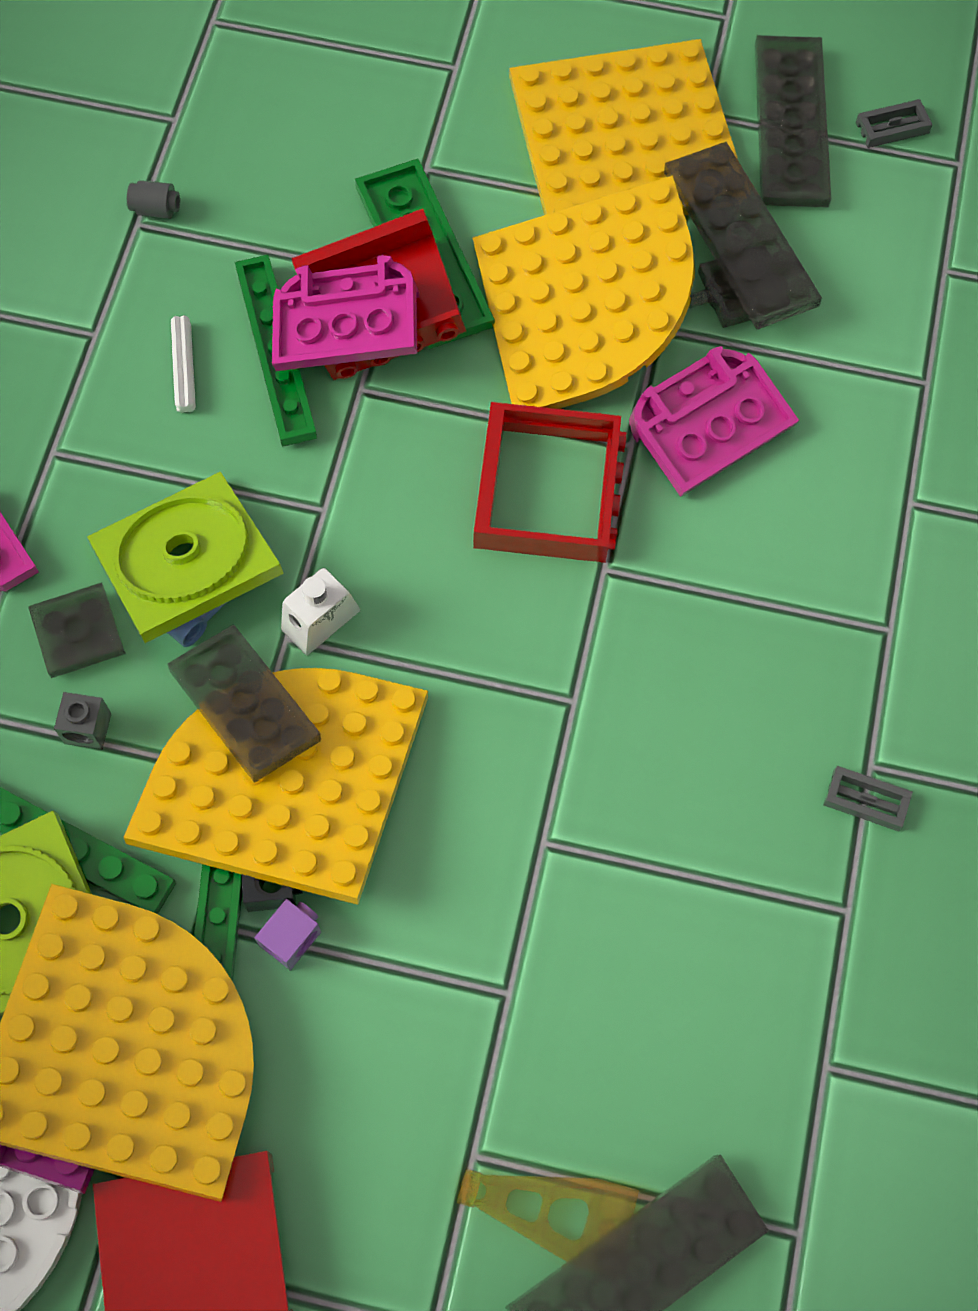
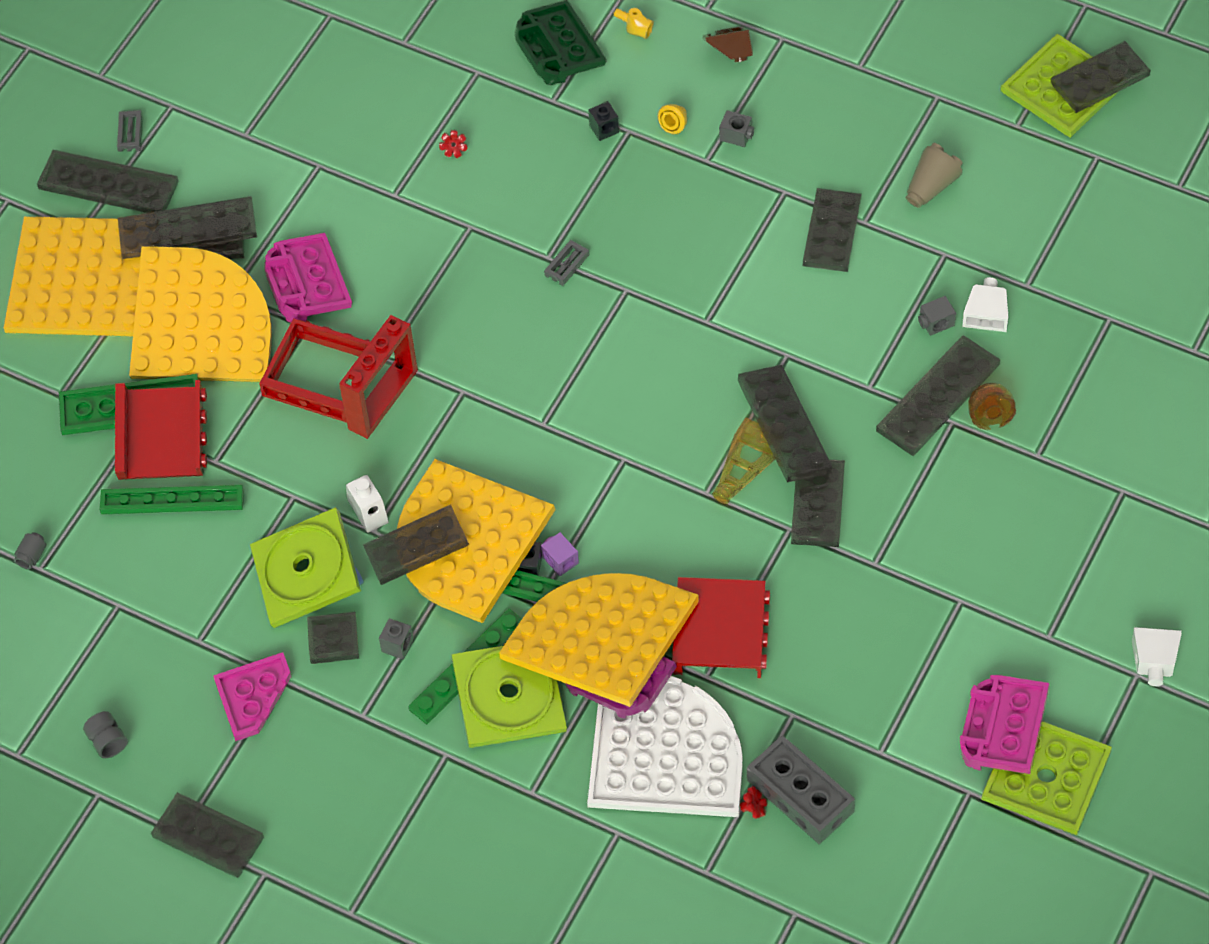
camera: 70 degrees left, 10 degrees down
(183, 364) = (162, 554): white axle -> none
(344, 315) = (173, 443): dark pink plate -> none
(533, 534) = (363, 414): none -> red window

